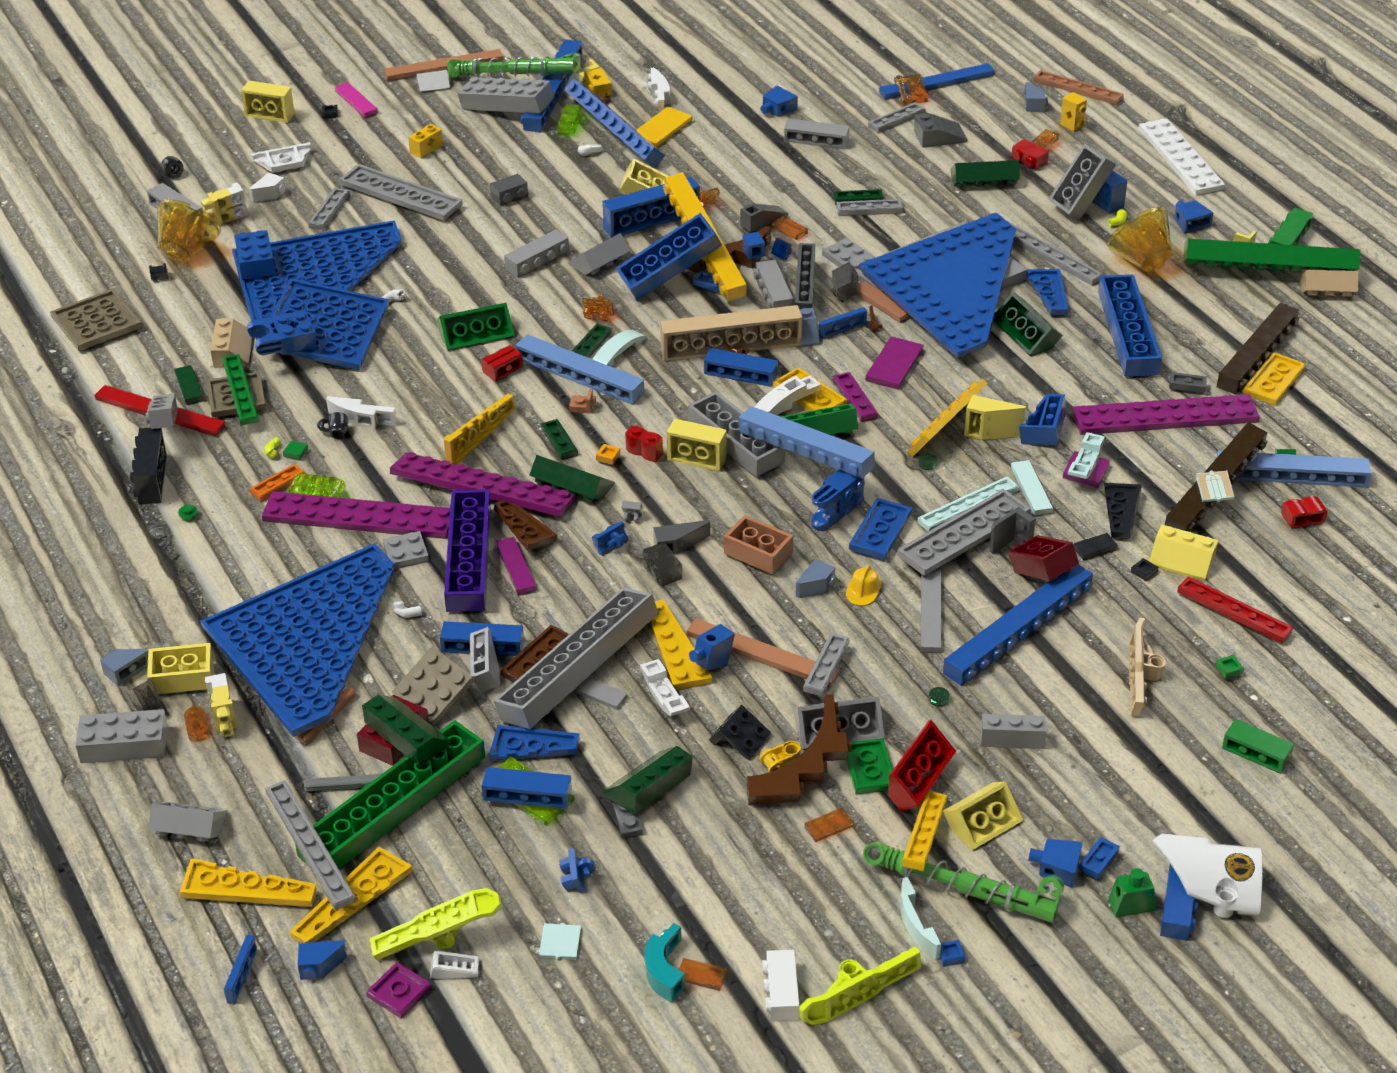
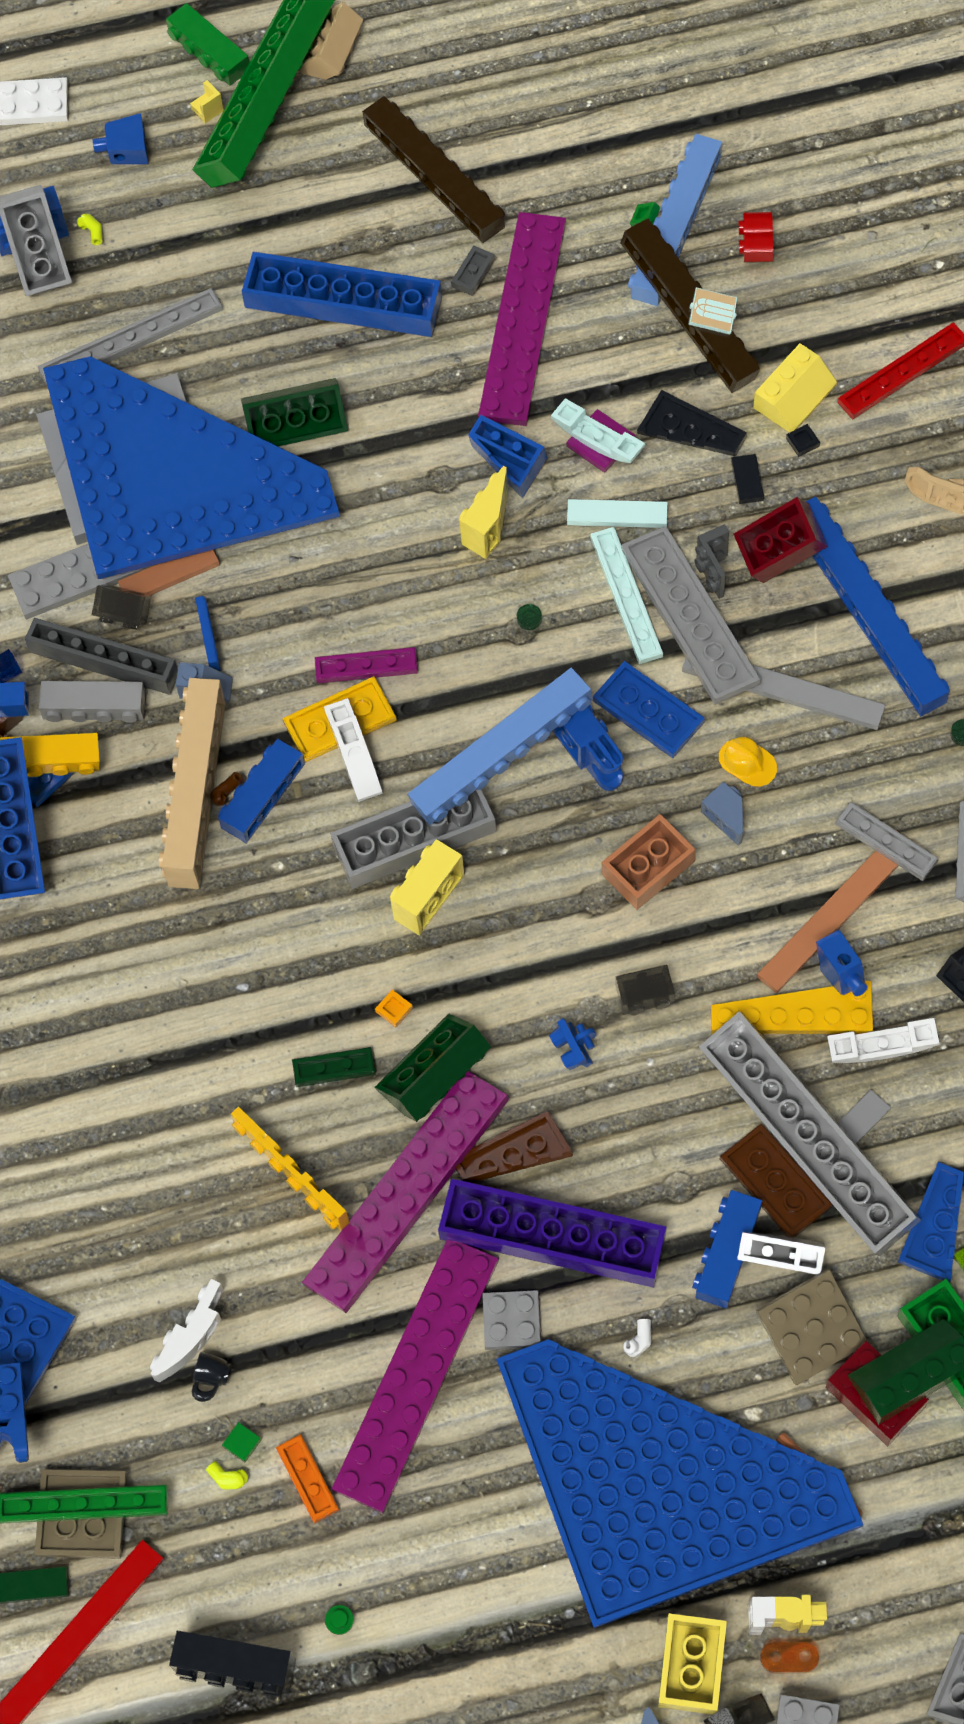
camera: 70 degrees left, 25 degrees up
(162, 411) = (128, 1625): light grey brick -> none
(317, 485) = (344, 1422): clear neon green beam -> none
(339, 782) = (948, 1471): light grey axle -> none
(475, 326) = (38, 1130): green slope -> none
(502, 363) = (140, 1109): red brick -> none
(516, 565) = (586, 1178): magenta tile -> none
(581, 369) = (191, 1005): medium blue brick -> none
(582, 404) = (266, 1017): nougat bracket -> none
(592, 340) = (125, 977): dark green tile -> none
(599, 306) = (51, 960): clear orange hips -> none
(617, 345) = (157, 944): light aqua slope -> none
(632, 508) = (522, 1001): light grey tile -> none
(644, 443) = (387, 958): red brick -> none
(681, 536) = (599, 962): dark grey slope -> none
(828, 420) = (424, 722): green brick -> none
(874, 326) = (222, 597): reddish brown piece -> none
(894, 362) = (310, 596): magenta tile -> none
(945, 417) = (468, 565): yellow plate -> none
(1050, 289) = (215, 359): blue wing -> none
(1144, 240) = (185, 213): clear yellow cone -> none
(1274, 378) = (494, 173): yellow tile -> none

